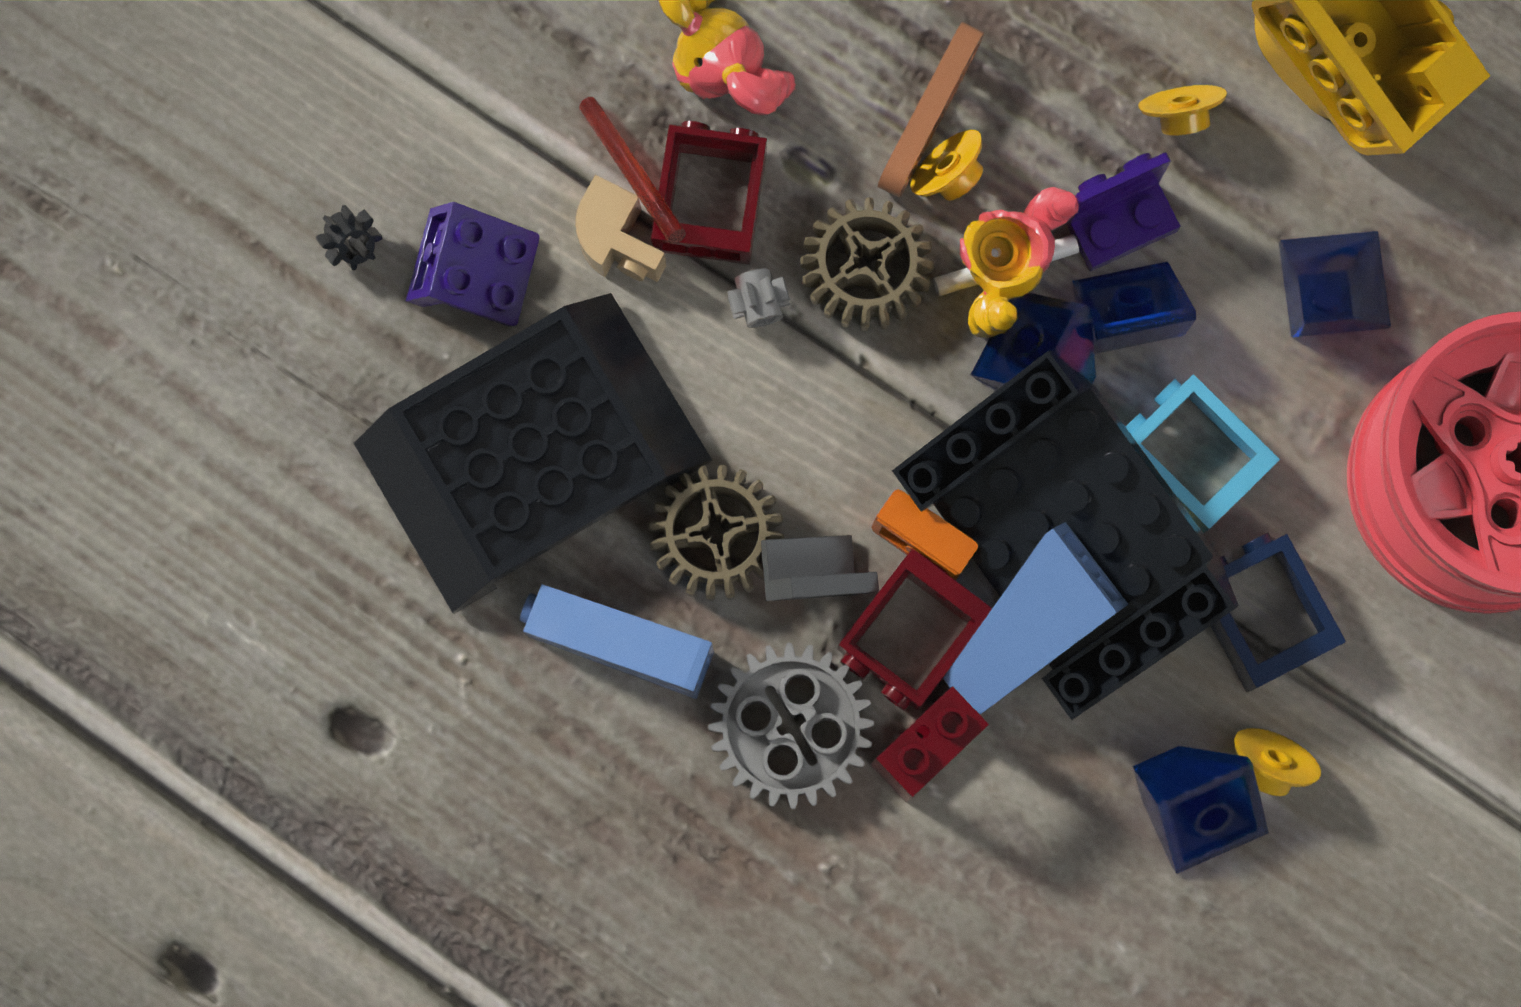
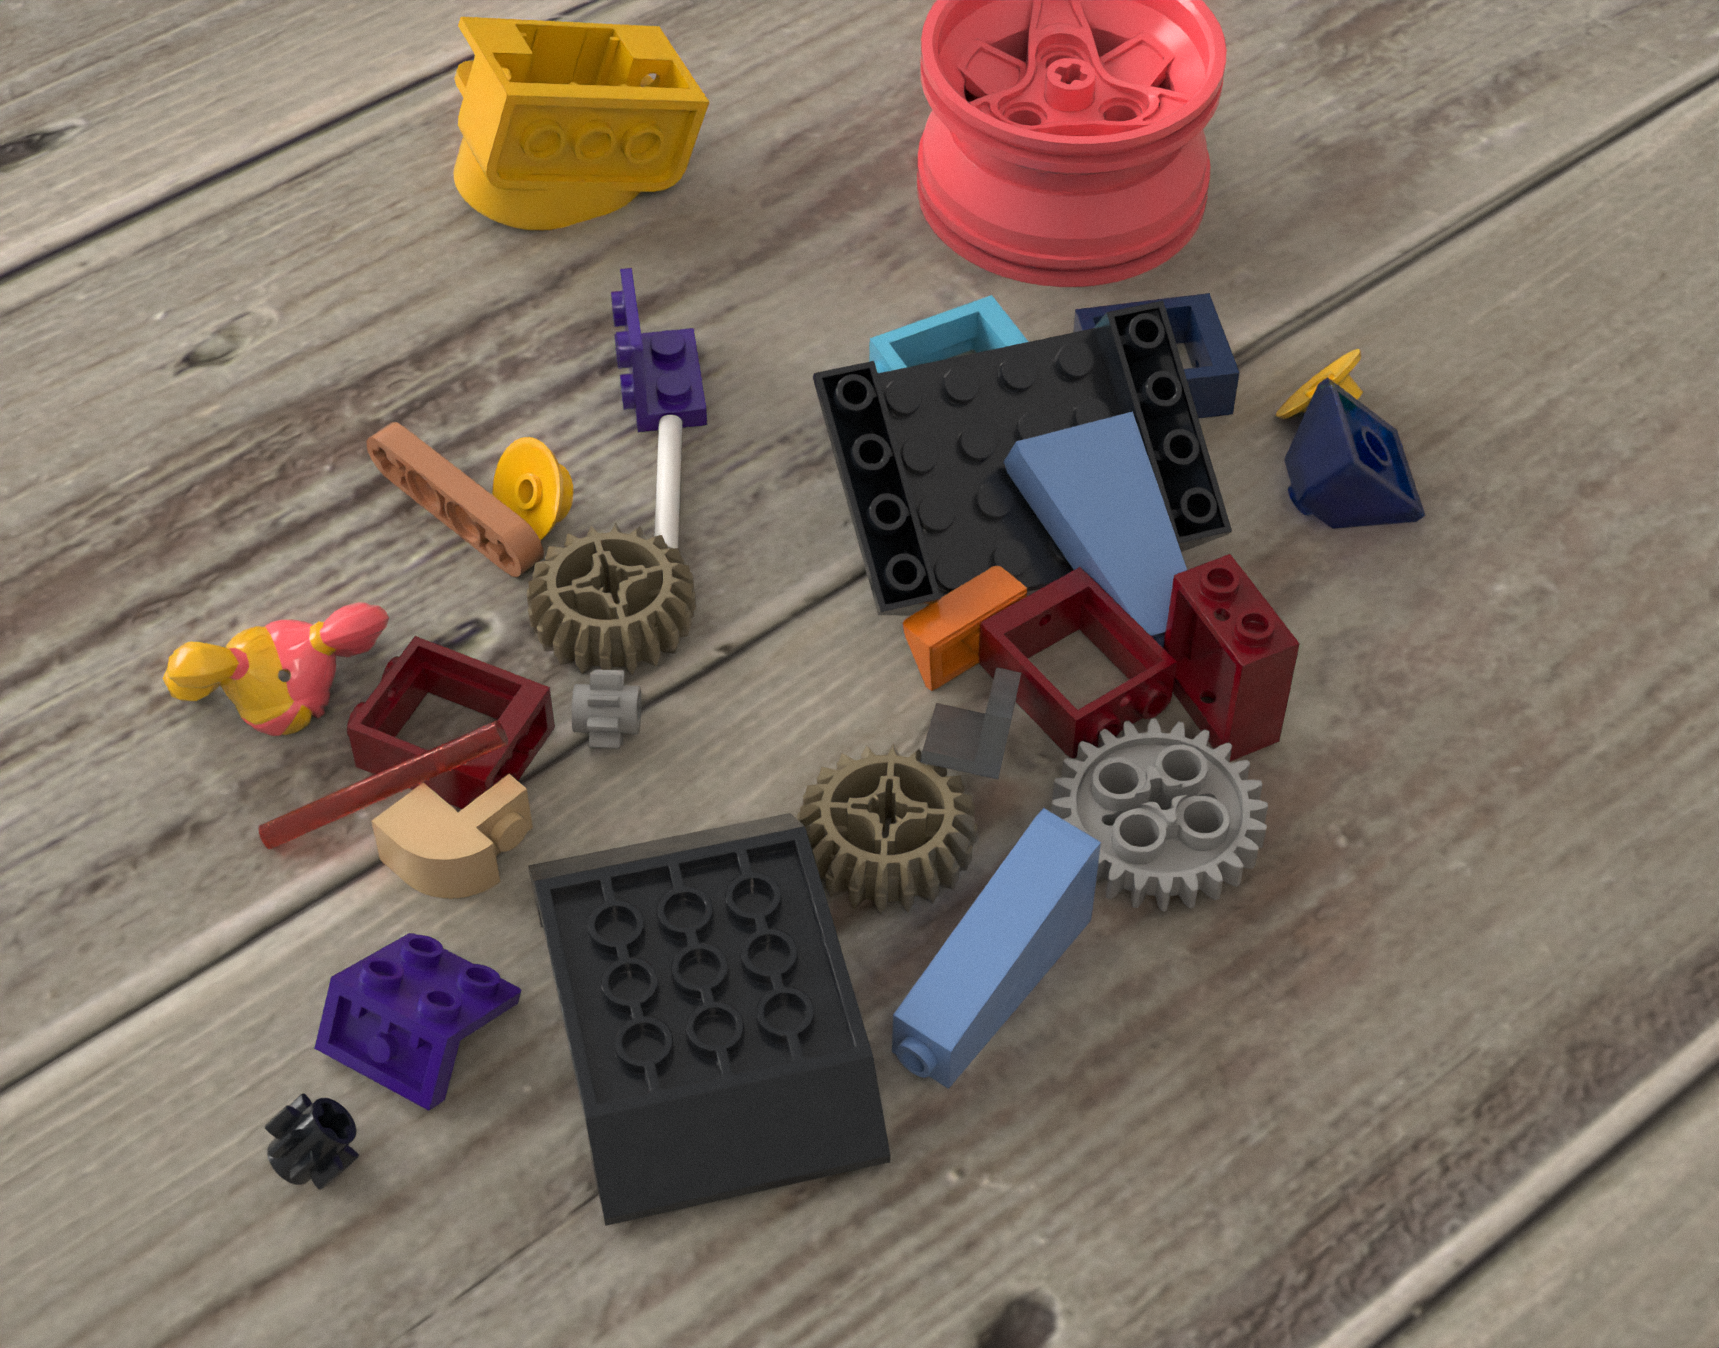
camera: 75 degrees left, 30 degrees down
(1024, 254) = (673, 450): yellow hair -> none
(1040, 326) = (778, 472): clear blue slope -> none
(1135, 306) = (768, 385): clear blue slope -> none
(1183, 108) = (565, 287): yellow piece -> none
(1334, 284) = (809, 236): clear blue slope -> none

